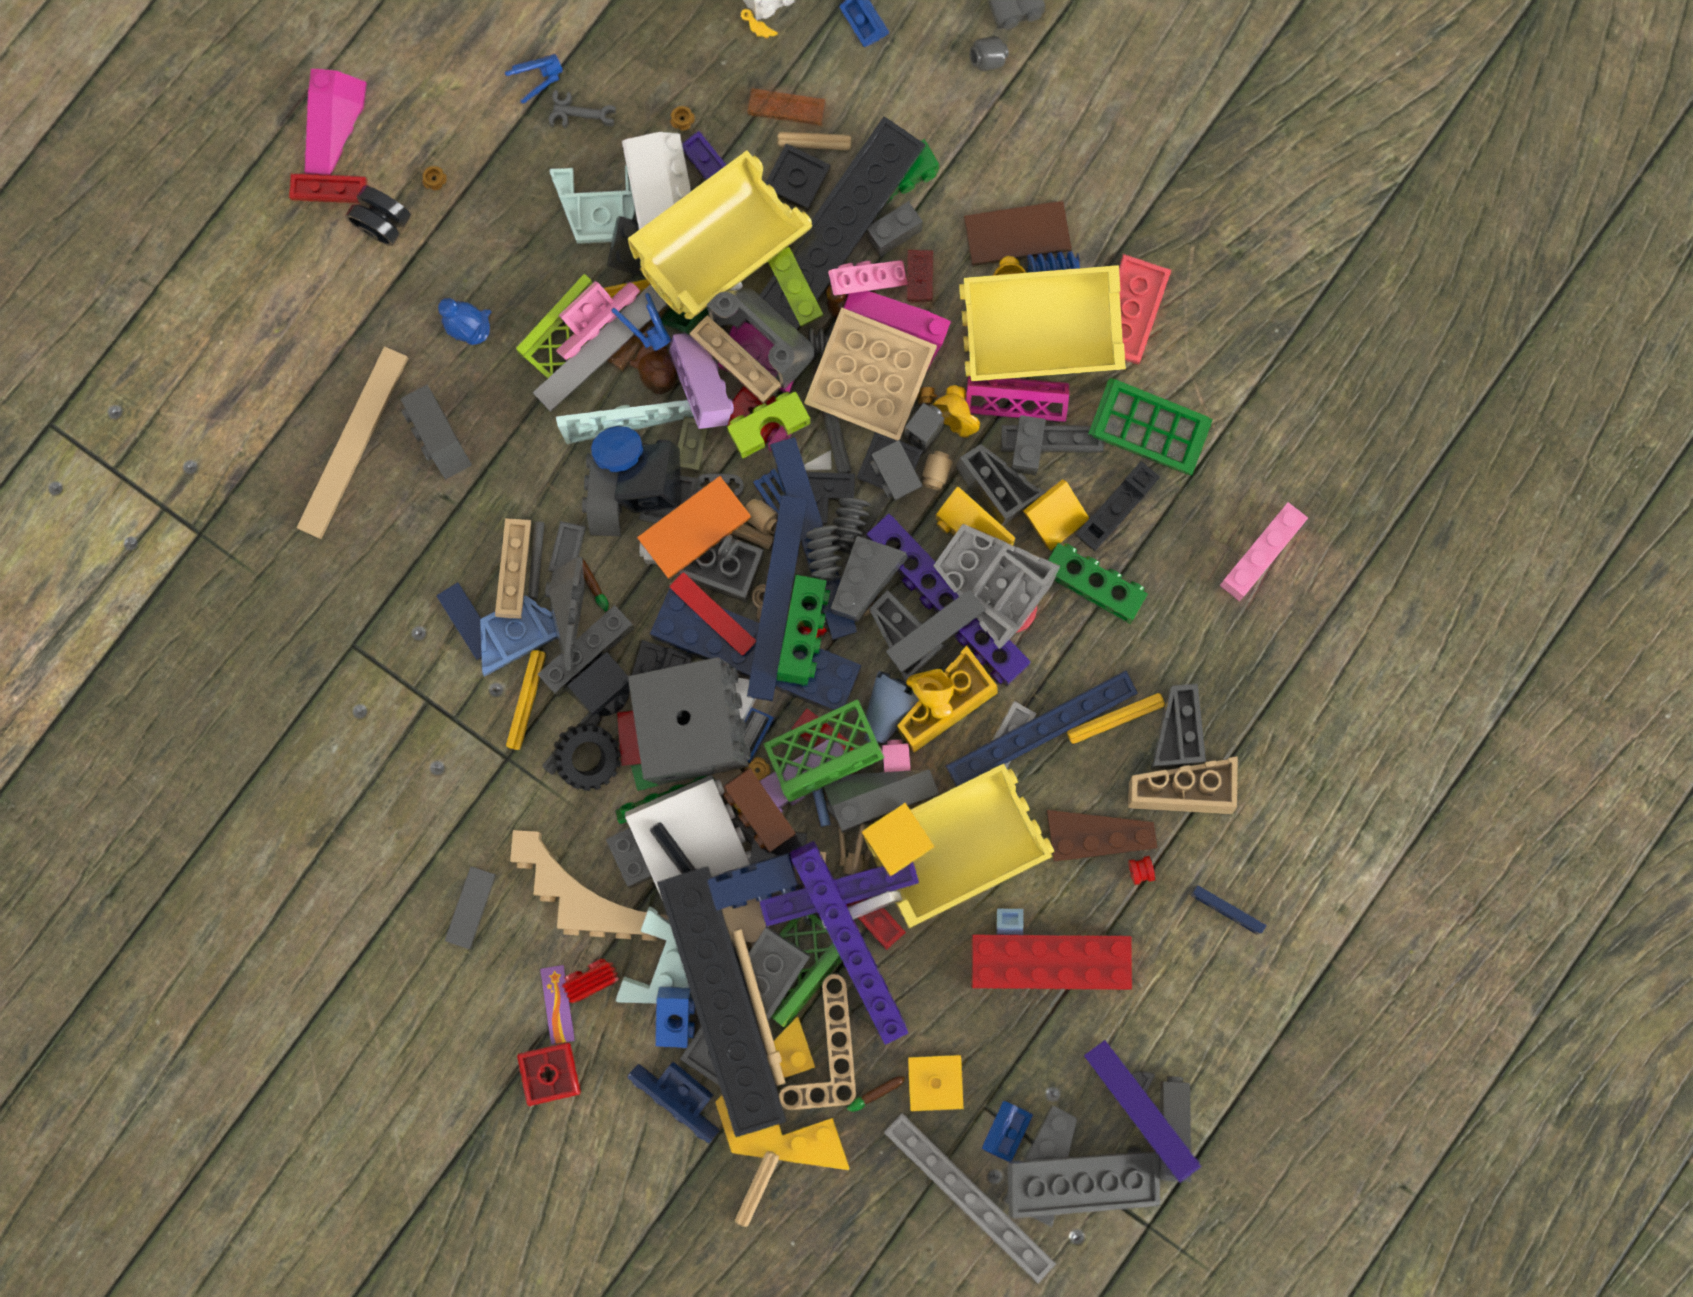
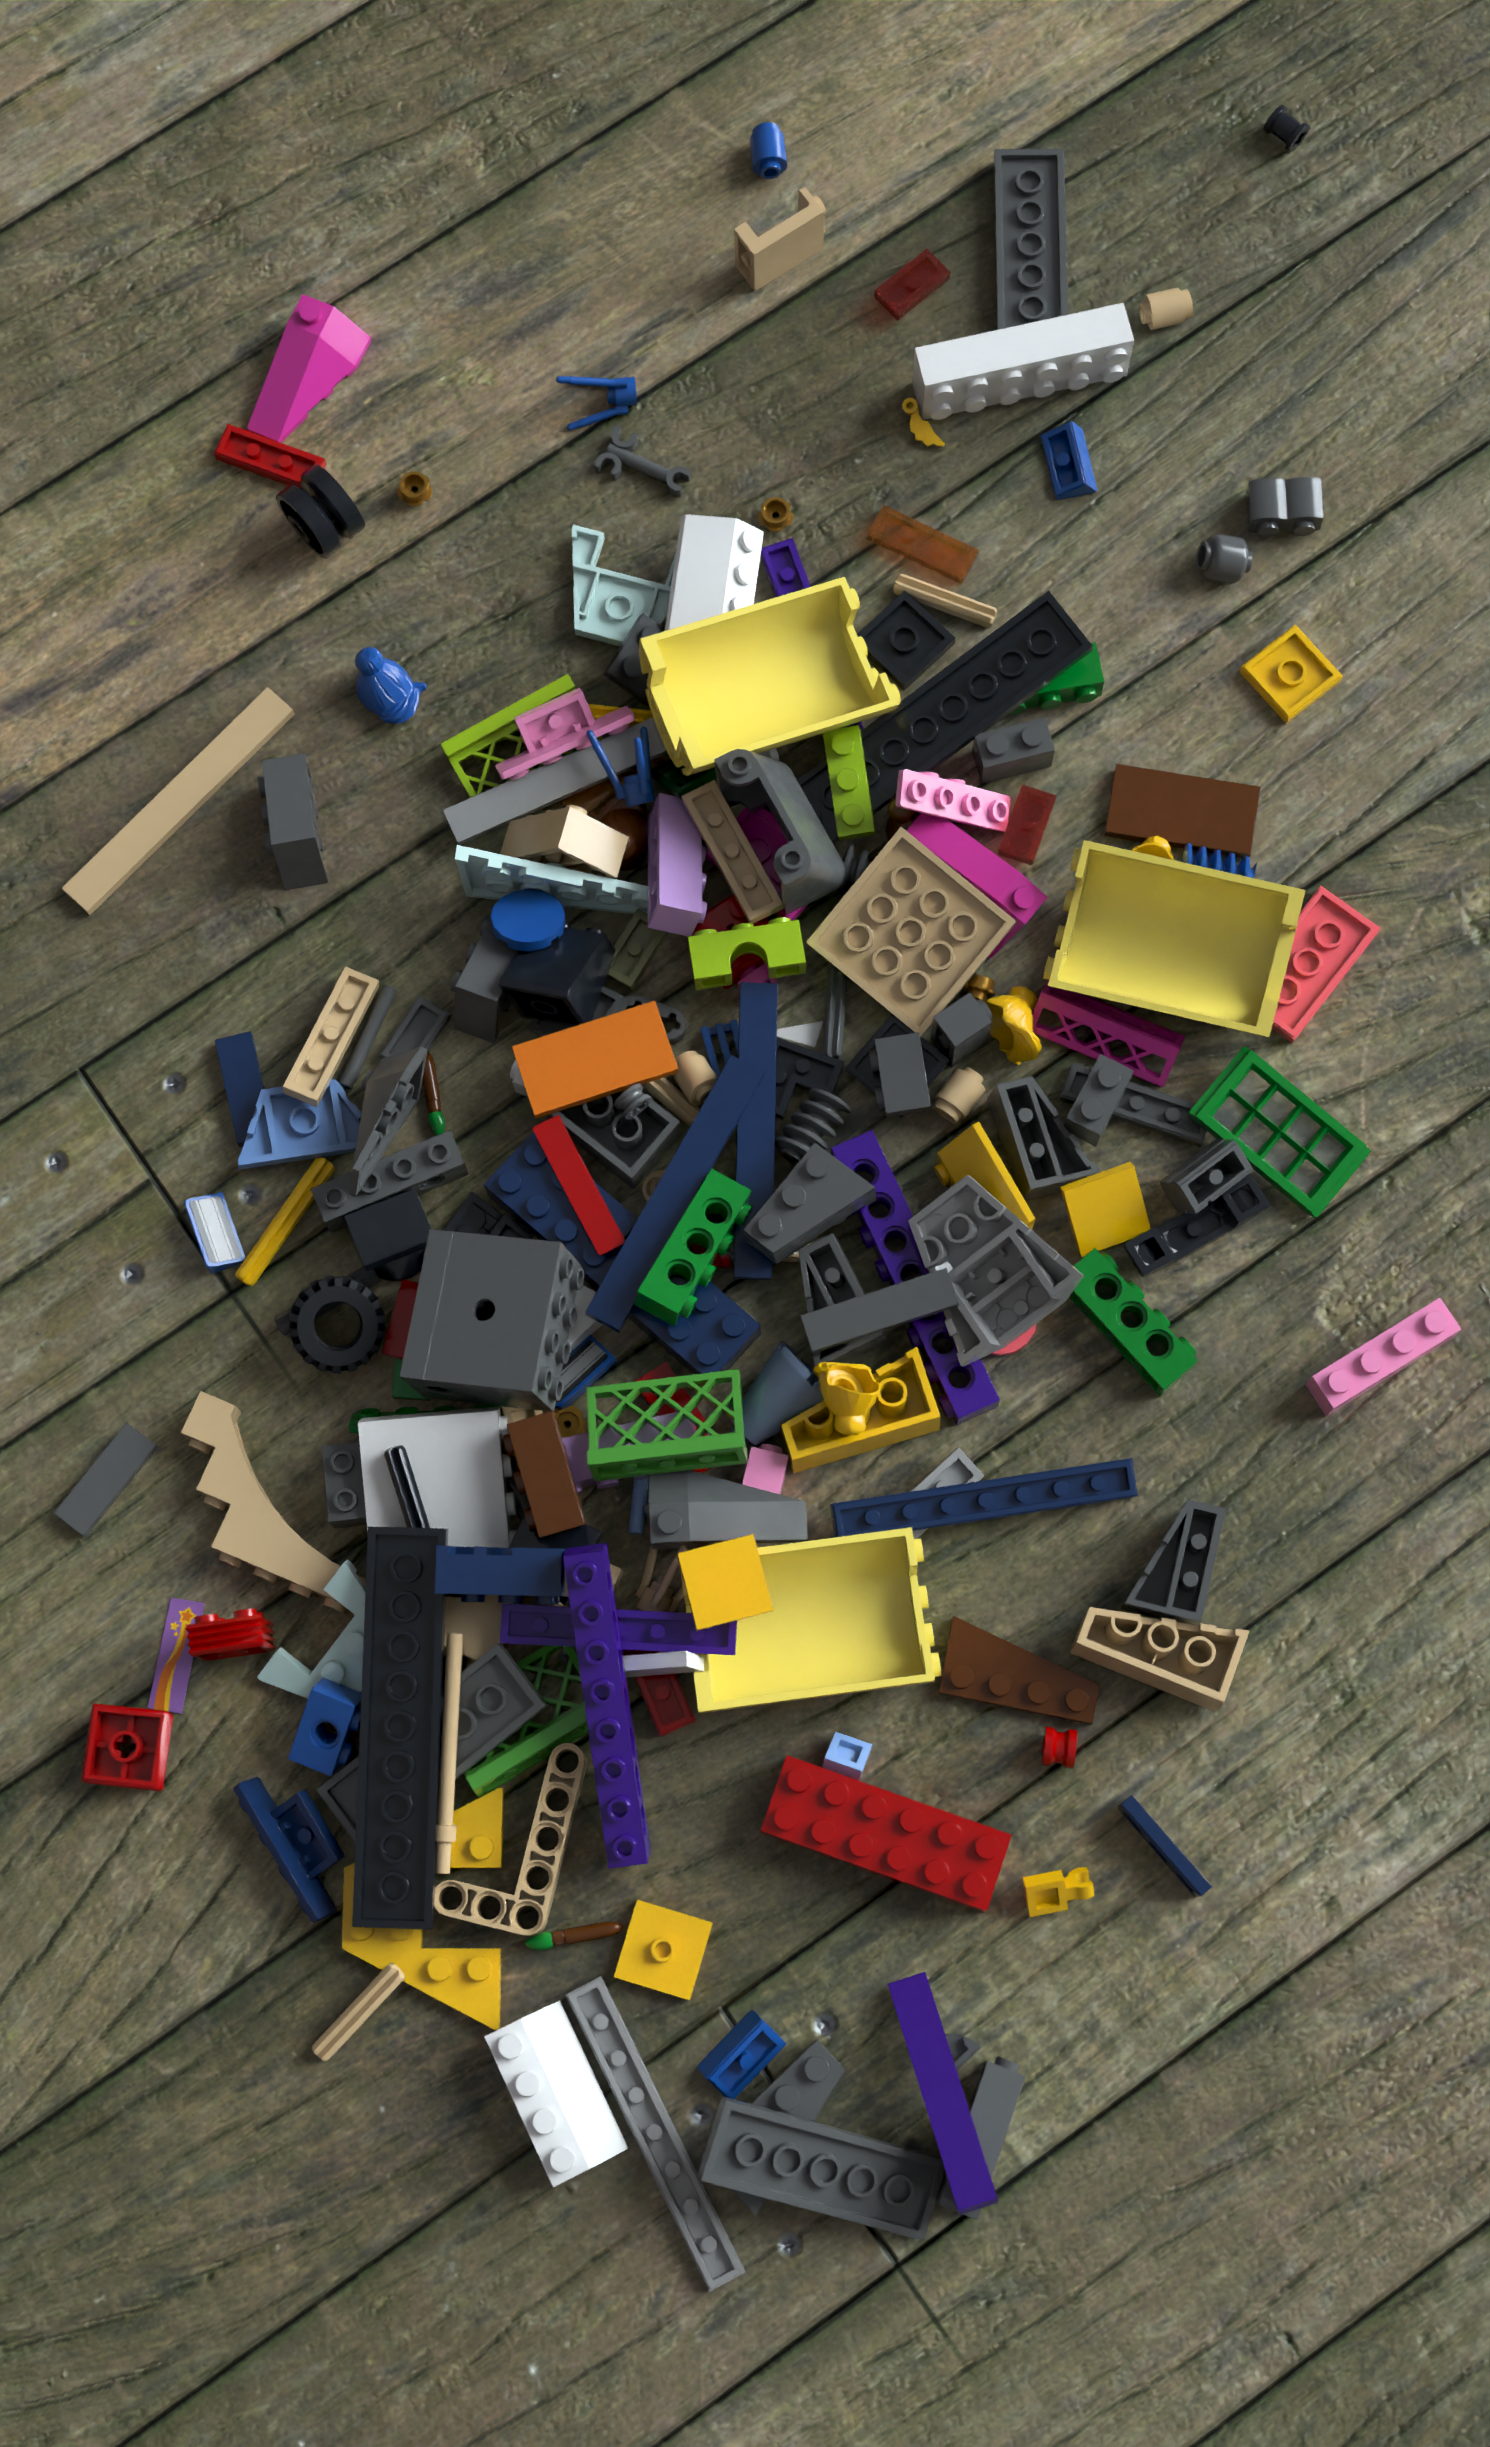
camera: 20 degrees right, 5 degrees down
(482, 722) = (215, 1231): none -> slope
(622, 387) = (566, 839): none -> tan wedge
(824, 553) = (760, 1152): dark grey piece -> none
(900, 1195) = (556, 2093): none -> white slope
(1057, 117) = (1290, 674): none -> yellow tile
(1113, 471) = (1206, 1176): none -> dark grey brick
(1115, 718) = (1094, 1521): yellow axle -> none
(1167, 961) = (1051, 1891): none -> yellow plate

